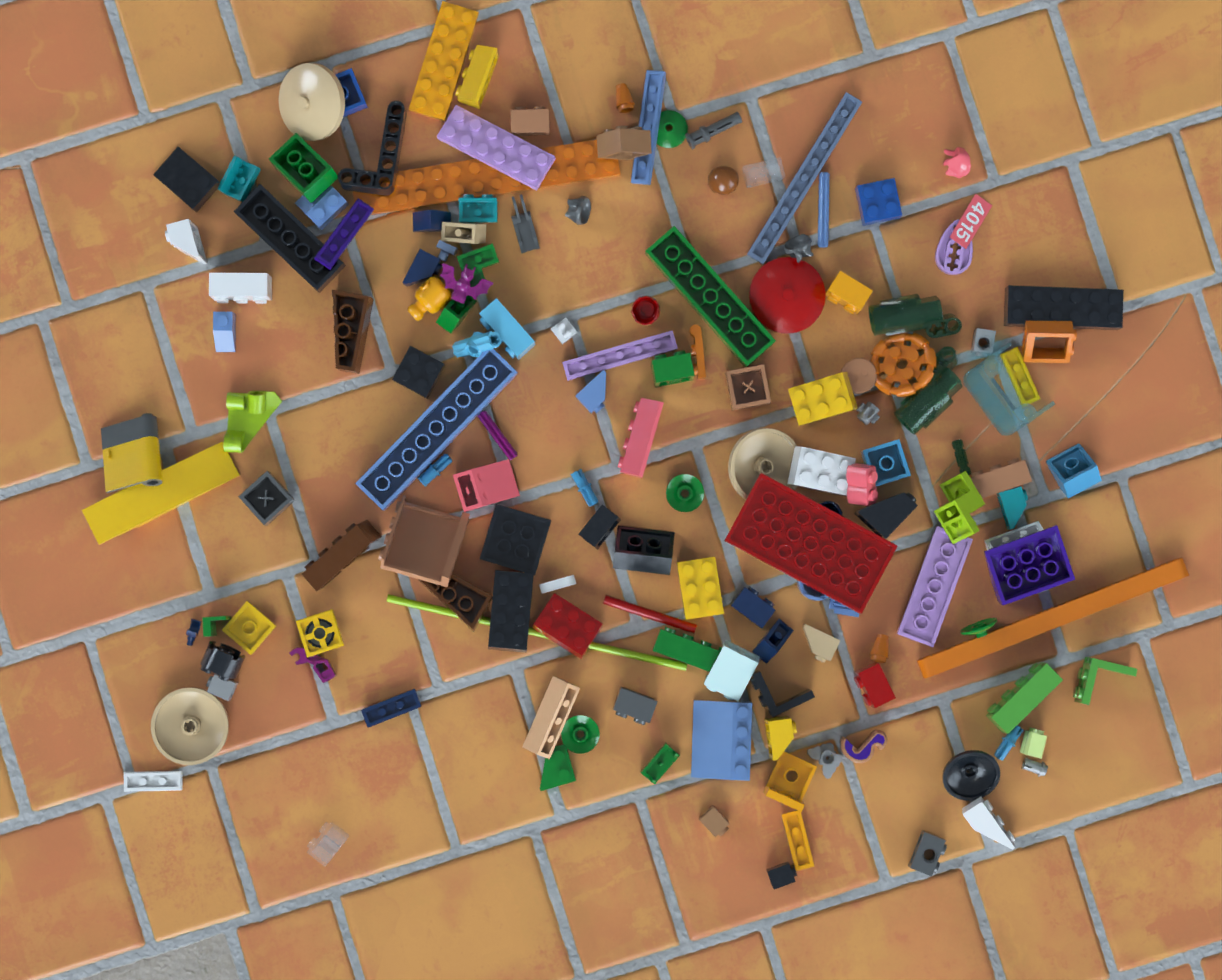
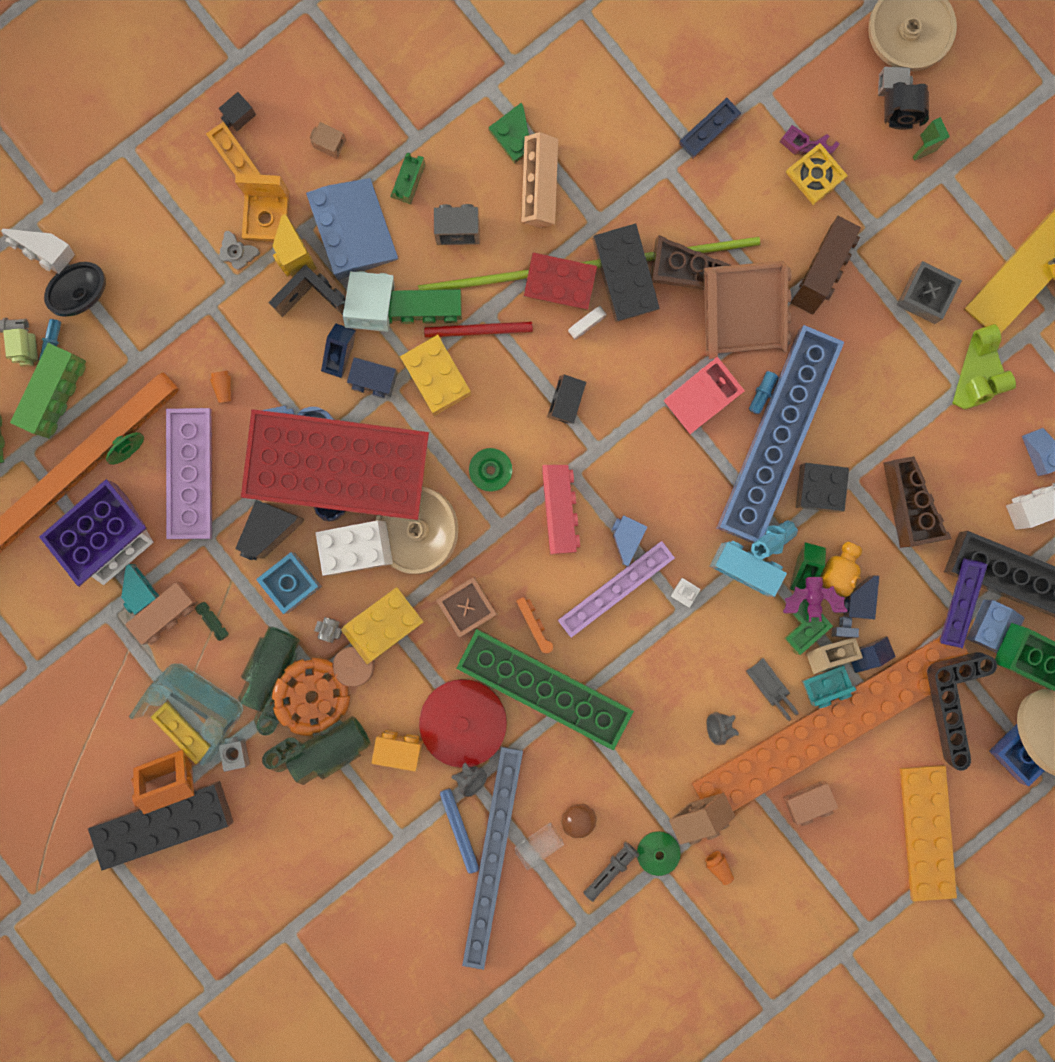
camera: 165 degrees right, 0 degrees up
(193, 631) = (948, 124): dark blue piece -> none
(249, 627) = (891, 153): yellow plate -> none
(477, 76) = (886, 831): yellow slope -> none
(496, 147) = (836, 761): lavender plate -> none
(497, 435) = (712, 454): magenta axle -> none
(515, 539) = (650, 352): black plate -> none
(584, 488) = (598, 434): dark azure axle -> none
(588, 741) = (499, 166): green dish -> none
(643, 550) = (511, 393): black slope -> none
(645, 310) = (607, 647): red hair -> none
(650, 121) = (682, 855): medium blue tile -> none
(672, 369) = (555, 593): green brick -> none
(820, 643) = (285, 367): tan slope -> none
(861, 484) = (304, 549): coral brick -> none
(865, 749) = (197, 275): animal -> none
(874, 685) = (216, 347): red brick -> none
(878, 202) = (403, 863): blue brick -> none
(925, 842) = (98, 203): dark grey brick -> none
(943, 250) = (314, 838): lavender piece -> none
(955, 514) = (191, 565): lime bracket -> none
(959, 164) = (331, 938): coral piece -> none
(970, 221) = (296, 880): coral sticker -> none
(1074, 470) = (85, 654): dark azure slope -> none

